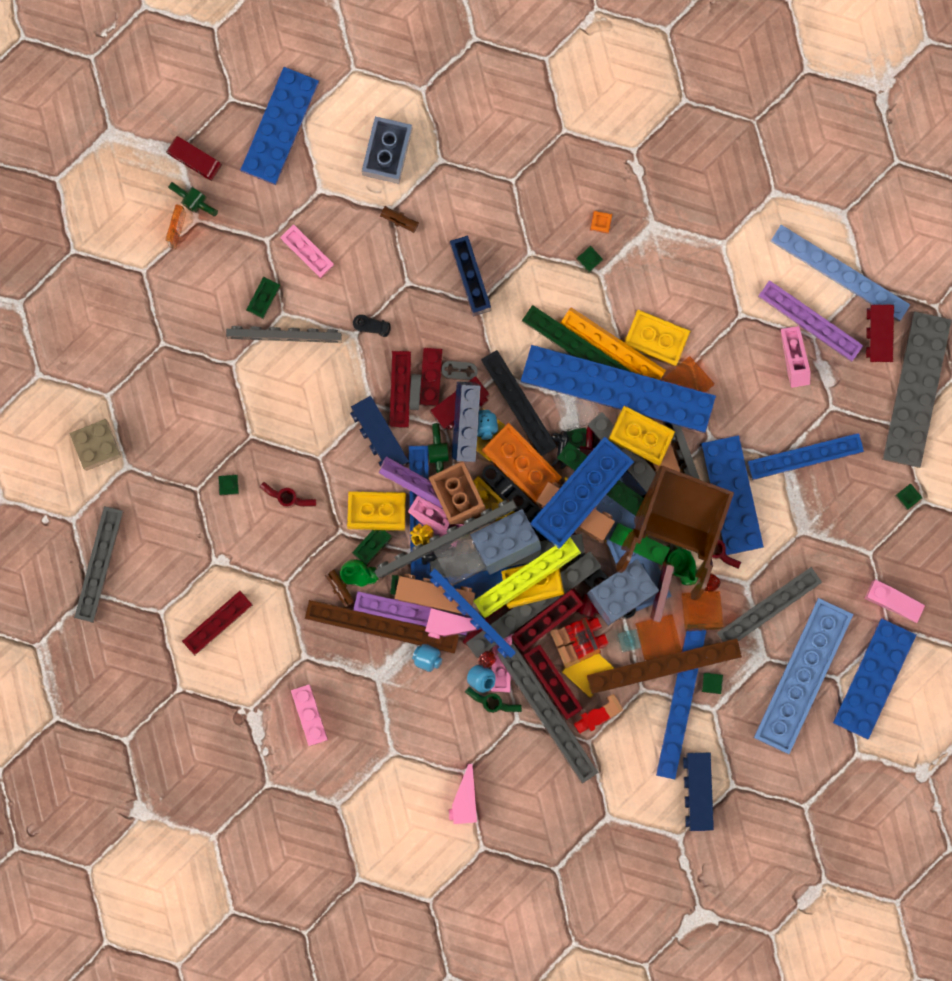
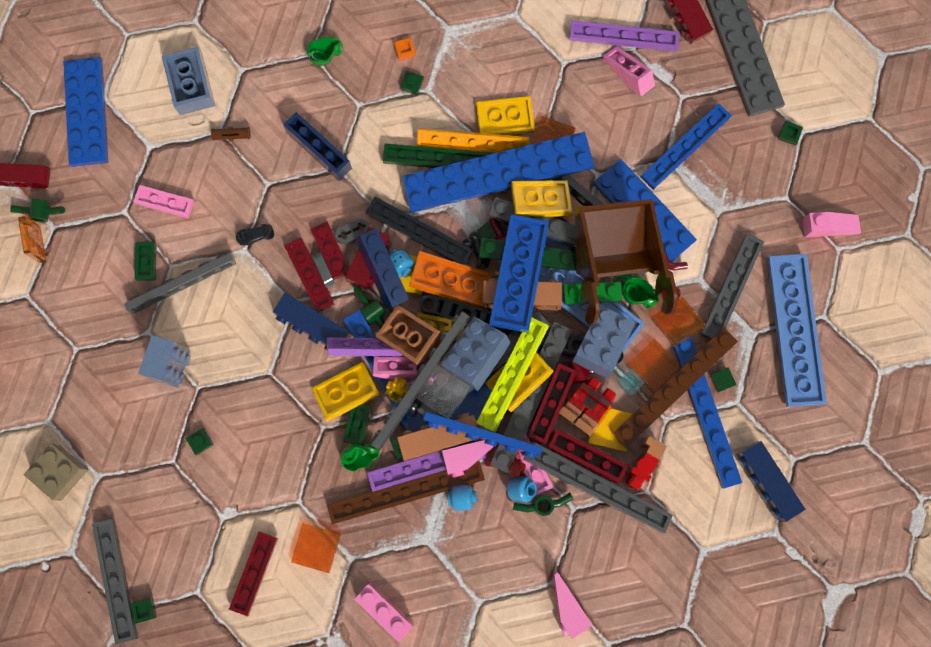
camera: 30 degrees left, 5 degrees down
(110, 602) = (143, 610): none -> dark green plate
(237, 402) = (165, 361): none -> sand blue brick
(278, 494) = (249, 425): dark red piece -> none
(280, 631) = (316, 548): none -> clear orange tile
(339, 588) = (349, 478): reddish brown pin -> none
(523, 185) = (323, 50): none -> green hair
(663, 587) = (634, 313): tile -> none
(874, 679) = (855, 300): blue plate -> none

